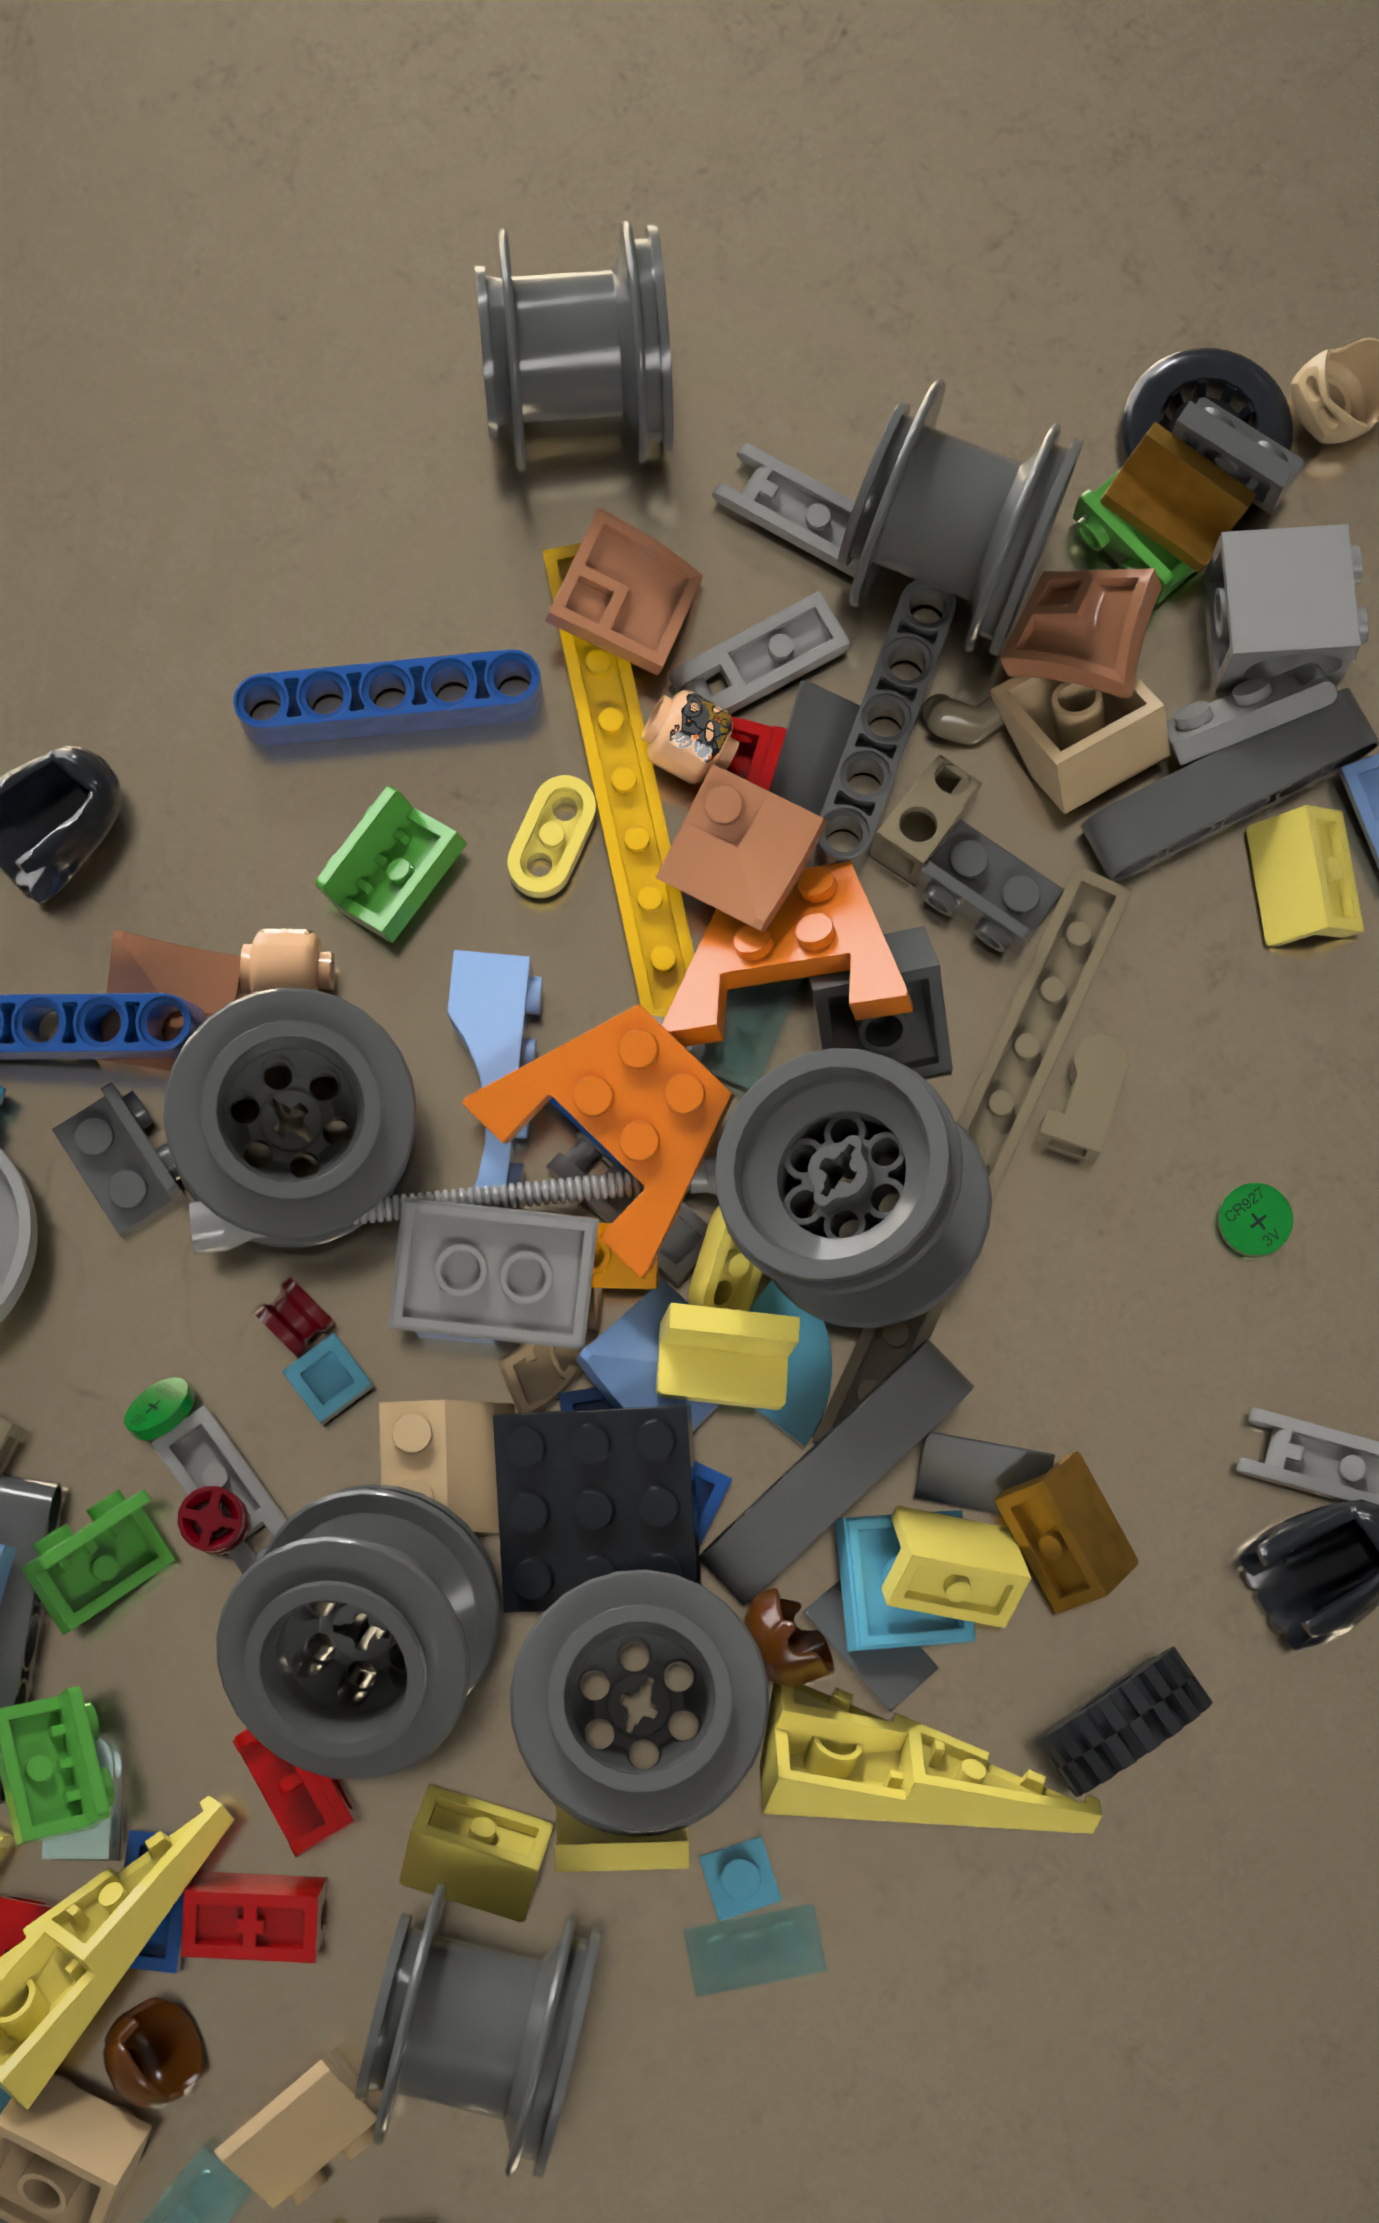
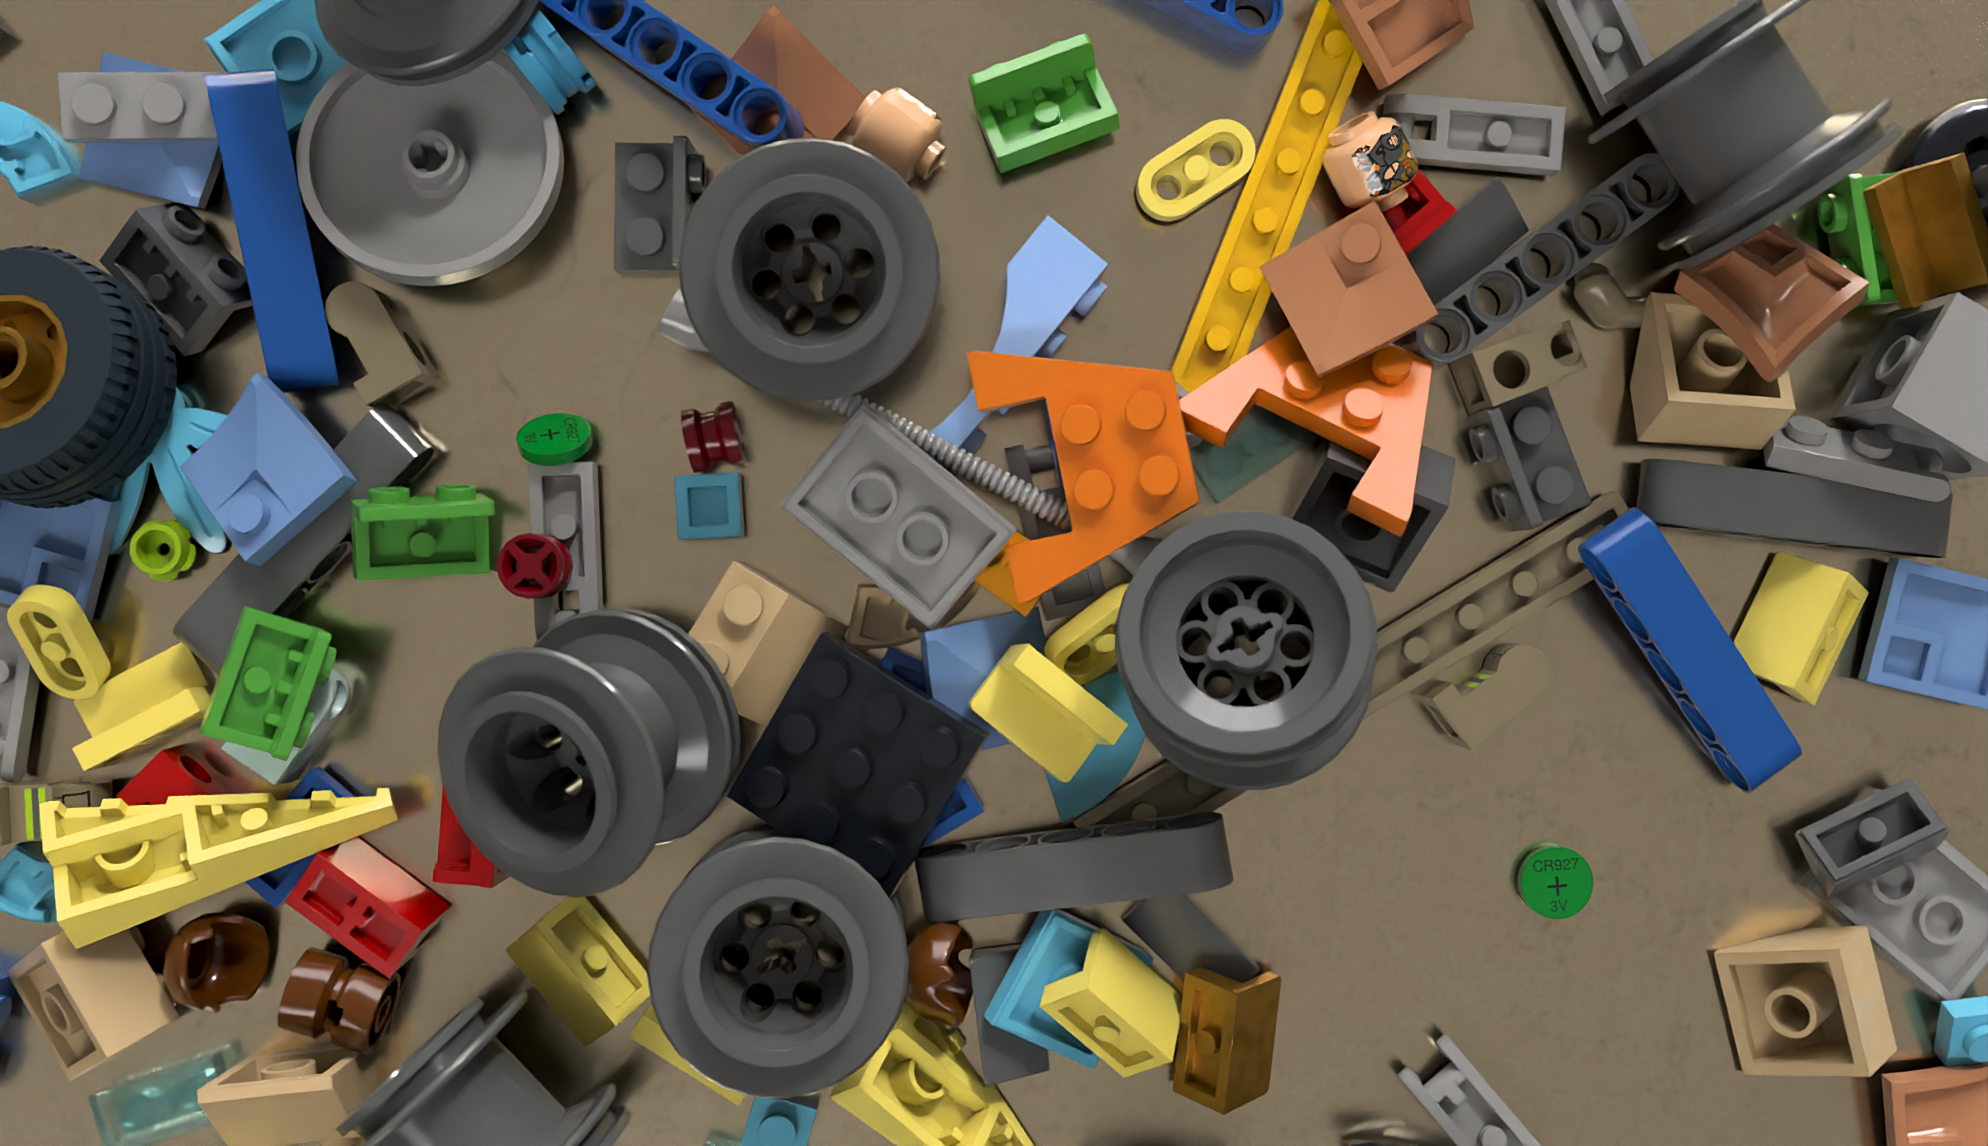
camera: 35 degrees right, 10 degrees up
(260, 2022) = (338, 1000): none -> reddish brown wheel
(1225, 953) = (1689, 650): none -> blue beam

